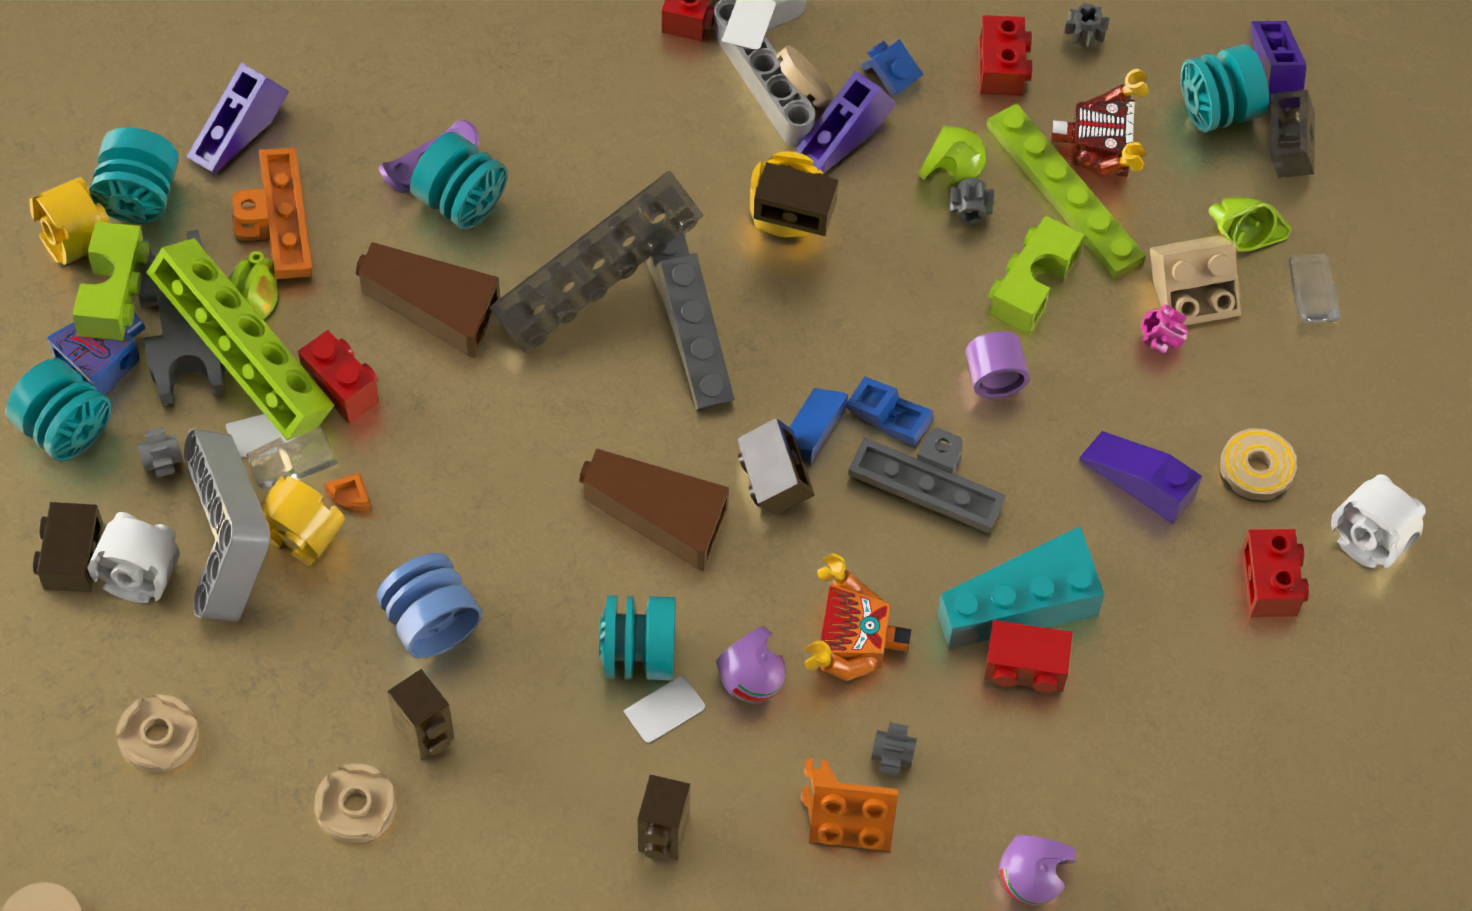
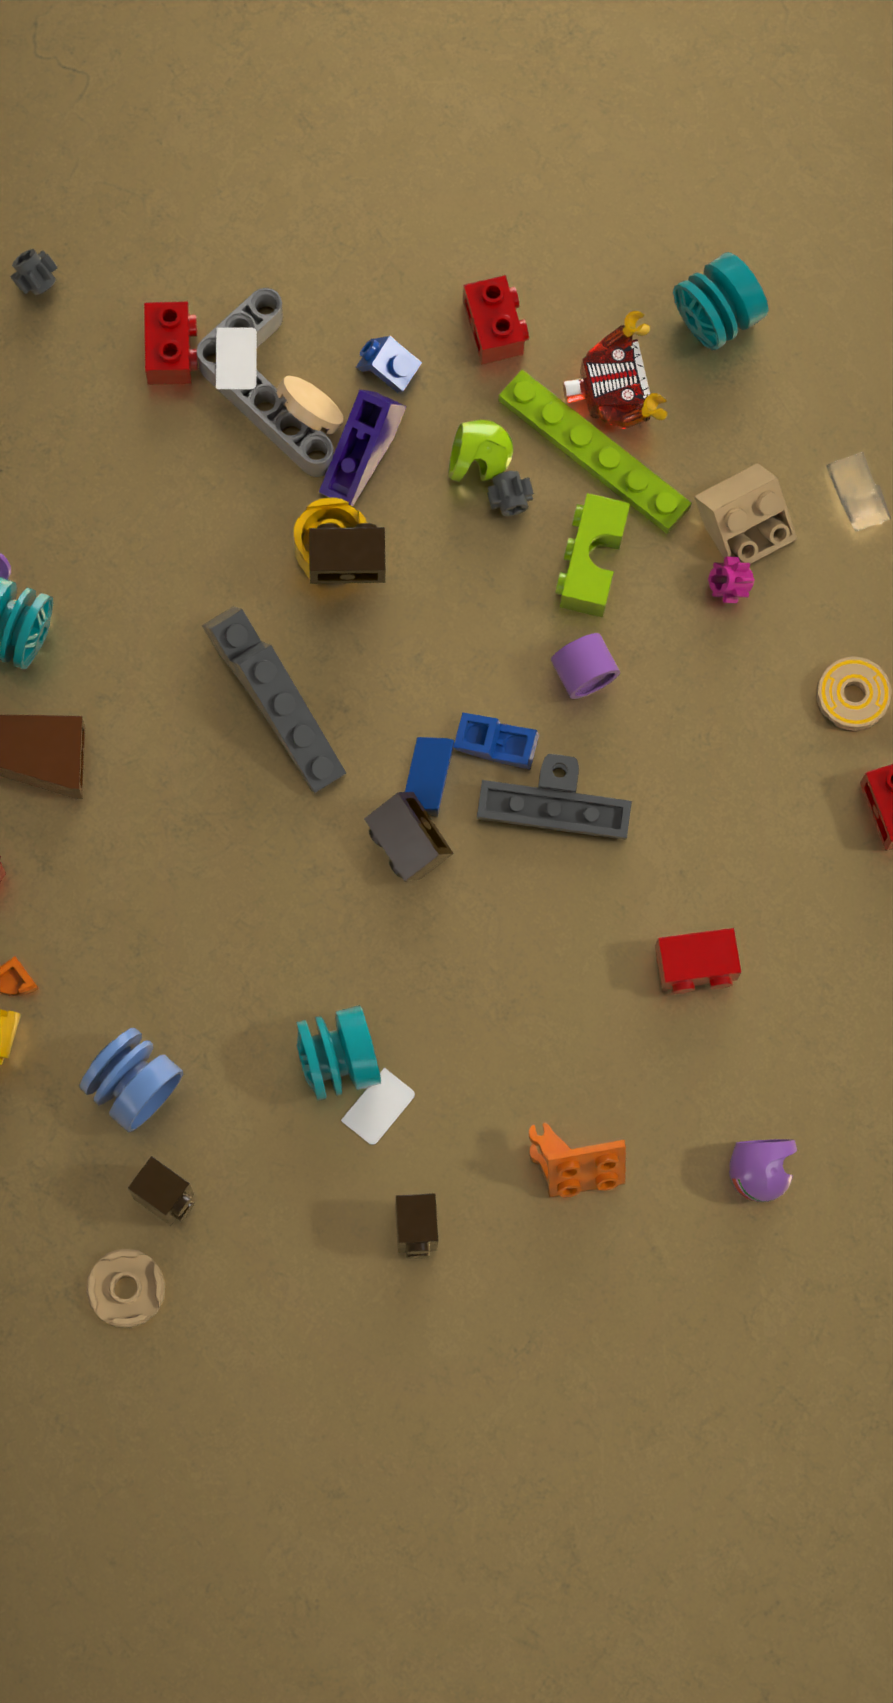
camera: 20 degrees left, 15 degrees up
(577, 261) = (109, 743): clear smoke brick -> none
(658, 503) = (308, 904): reddish brown slope -> none
(751, 669) = (447, 1050): medium lavender helmet -> none
(853, 626) = (530, 978): torso -> none
(894, 748) = (602, 1087): dark grey gear -> none
(1034, 589) = (683, 891): teal wedge -> none
(1086, 25) = (569, 271): dark grey gear -> none
(1144, 473) = (749, 736): dark purple slope -> none
(1249, 222) = (779, 440): lime hat -> none
(1279, 56) = (762, 248): dark purple slope -> none
(1292, 133) = (797, 331): clear smoke brick -> none

